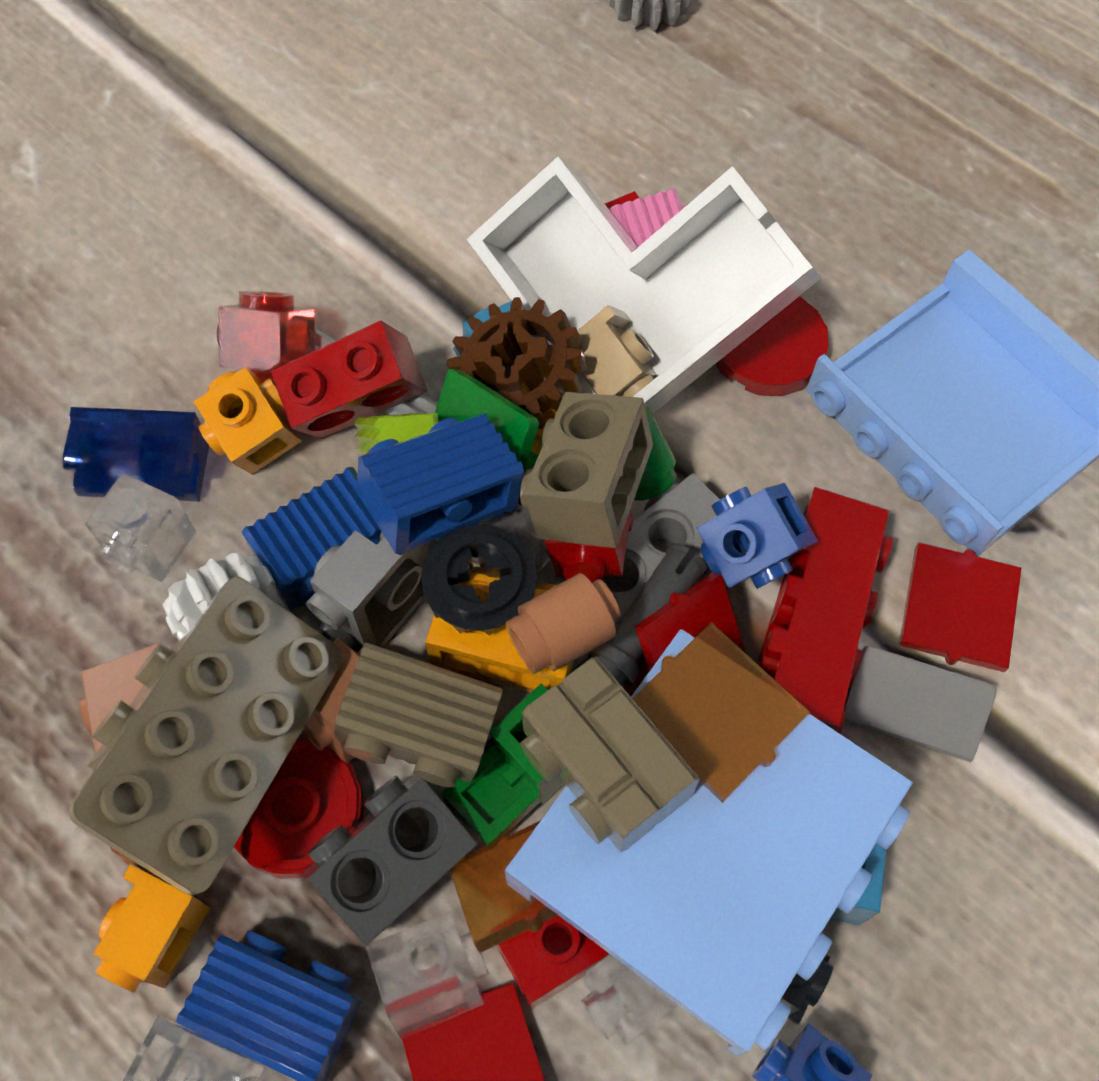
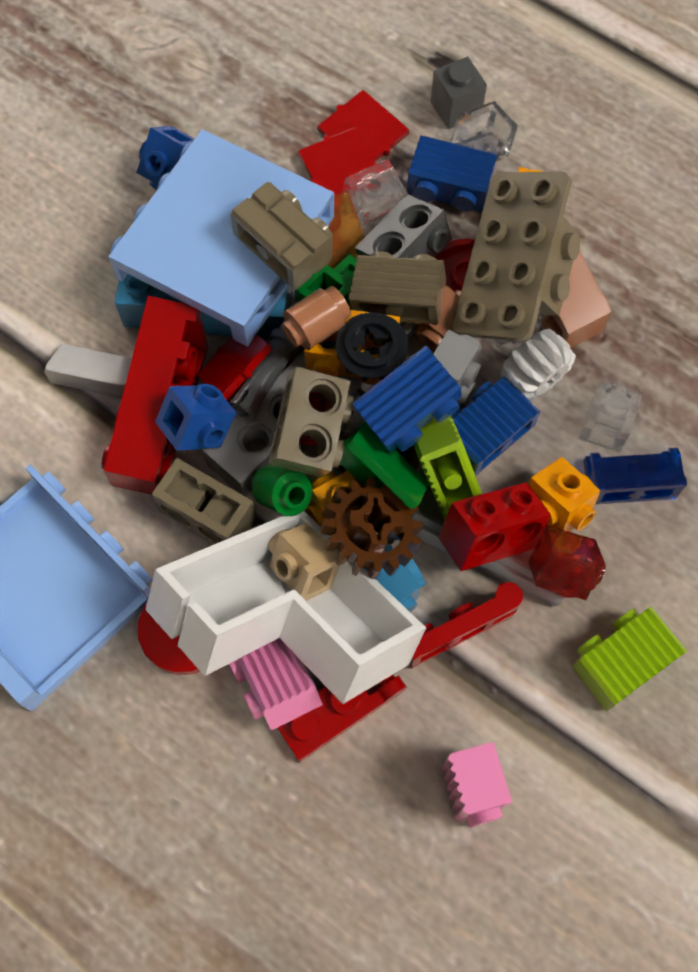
camera: 175 degrees right, 5 degrees up
(223, 244) = (627, 657): none -> lime brick
(416, 294) = (468, 622): none -> red plate
(440, 125) = (476, 784): none -> bright pink brick
(719, 711) = (221, 279): clear orange piece -> none
(738, 447) = (203, 503): none -> dark tan brick
(961, 607) = (58, 440): red piece -> none

